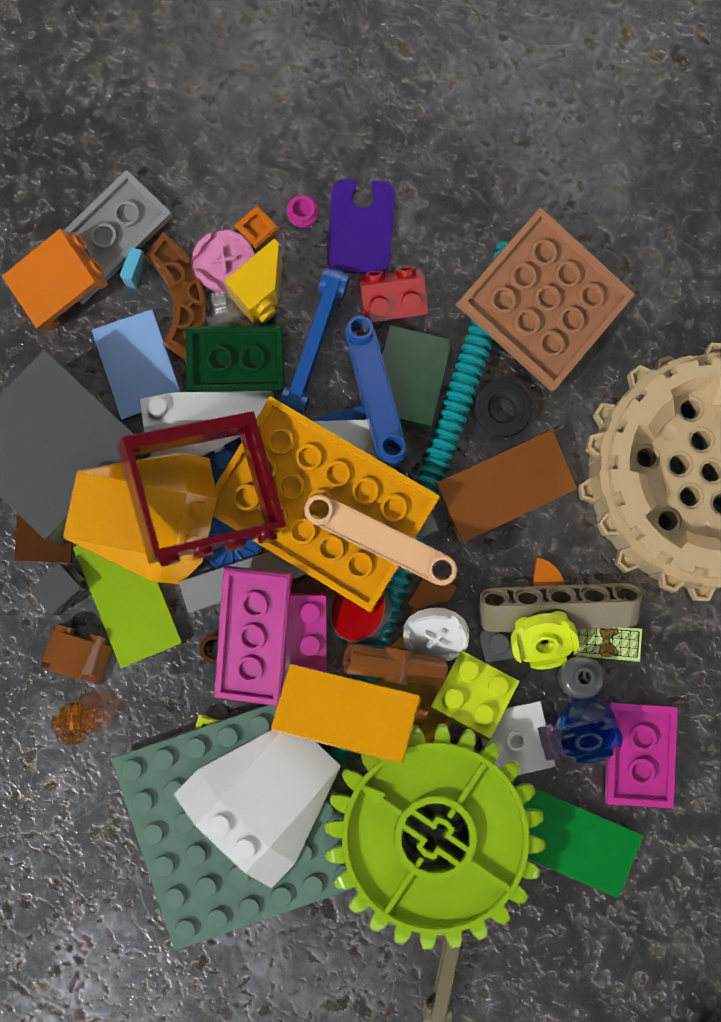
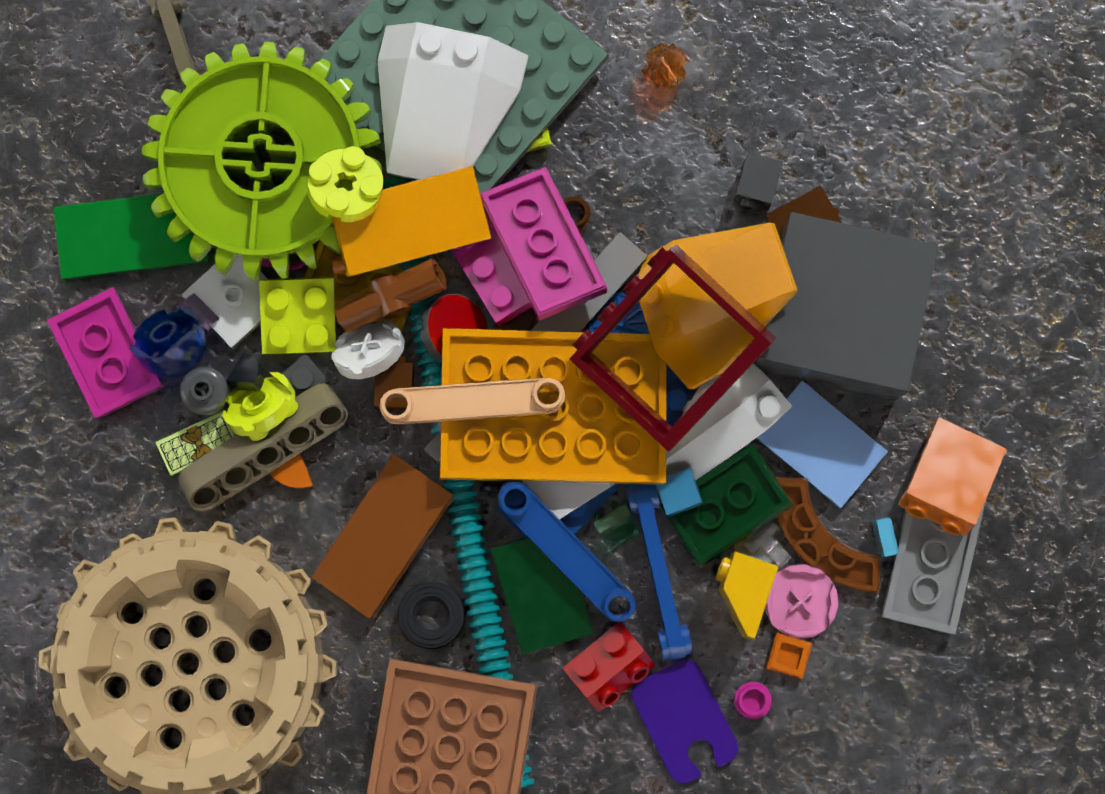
camera: 150 degrees right, 0 degrees up
(75, 655) = (703, 129): dark orange cylinder -> none
(129, 608) = (675, 201): lime tile -> none
(263, 385) = (679, 492): none -> dark azure tile
(326, 391) = (616, 526): none -> clear green tile
(367, 784) = (349, 165): none -> neon yellow plate
(540, 671) = (246, 374): none -> black tile

